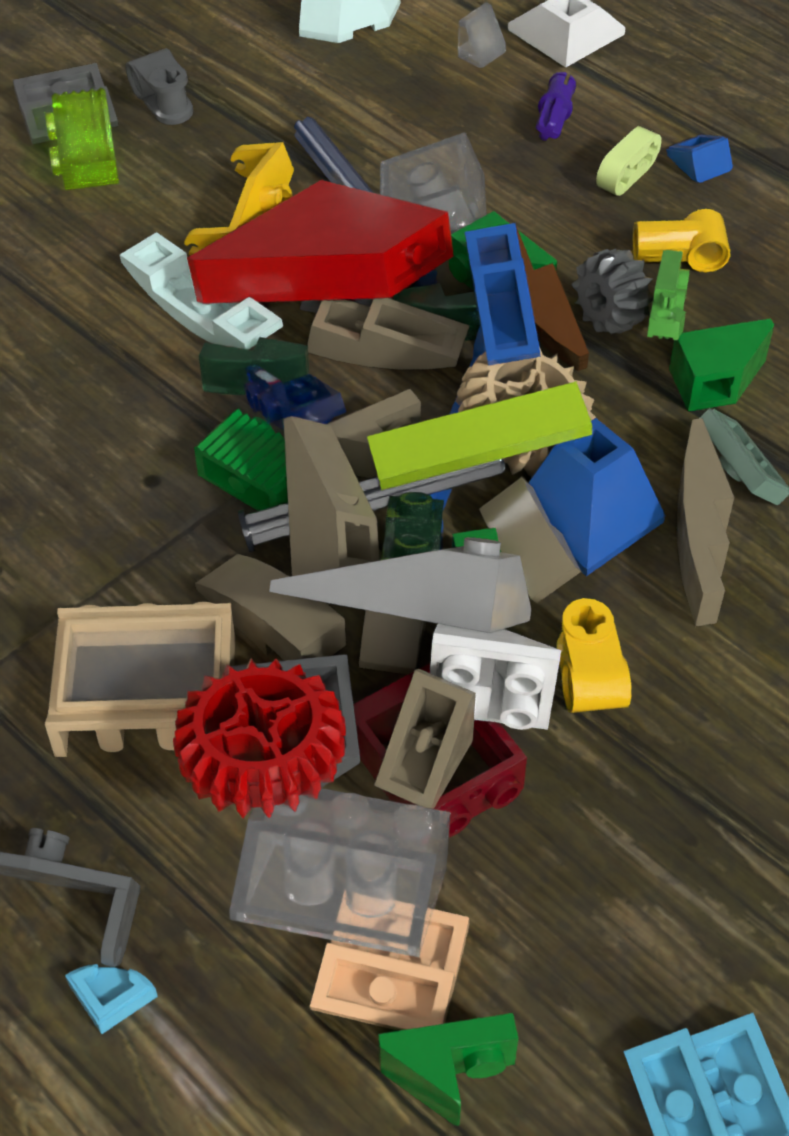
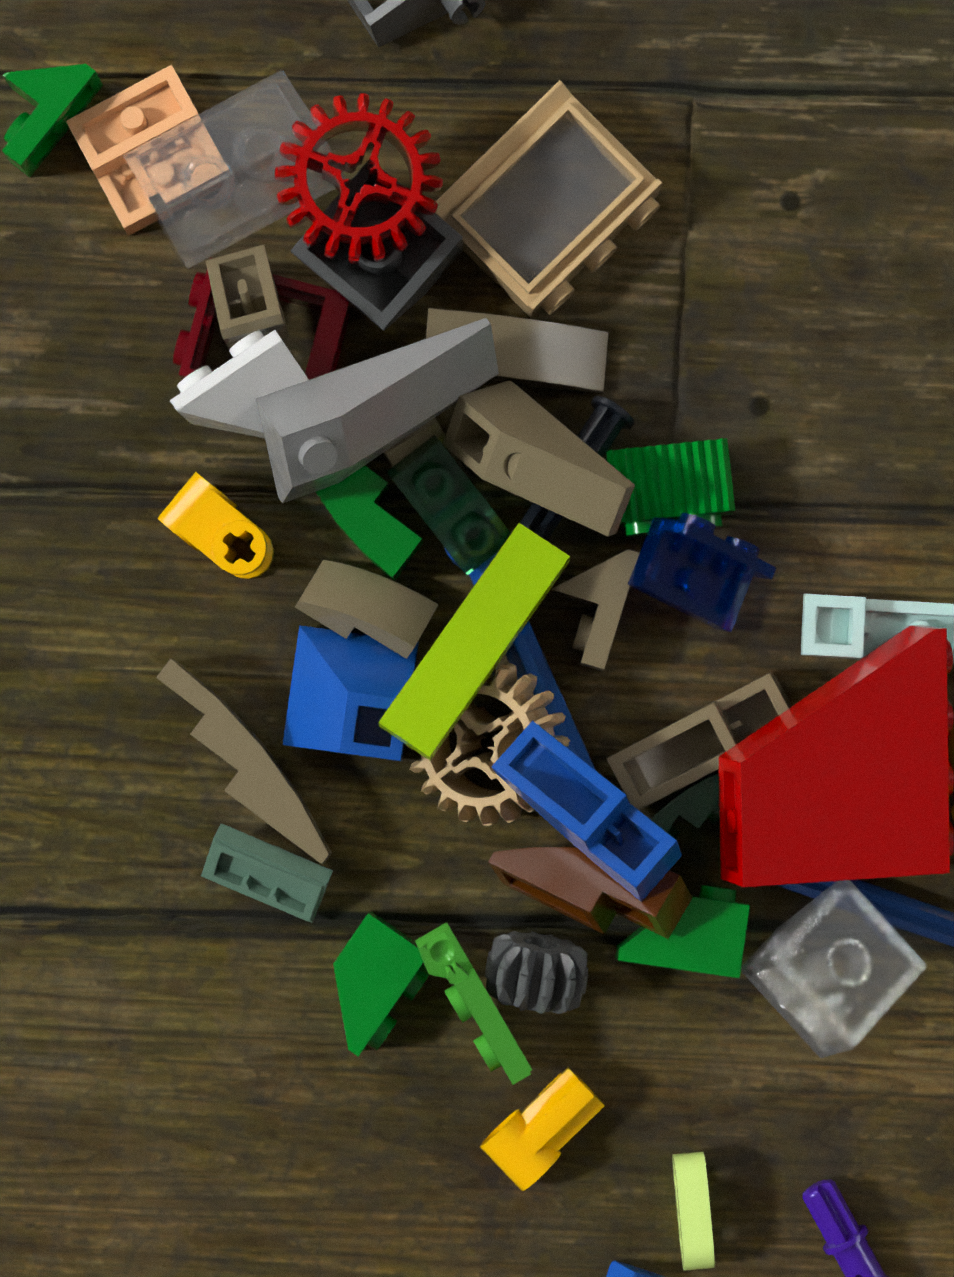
camera: 140 degrees right, 35 degrees up
(225, 366) = (767, 610): clear green slope -> none

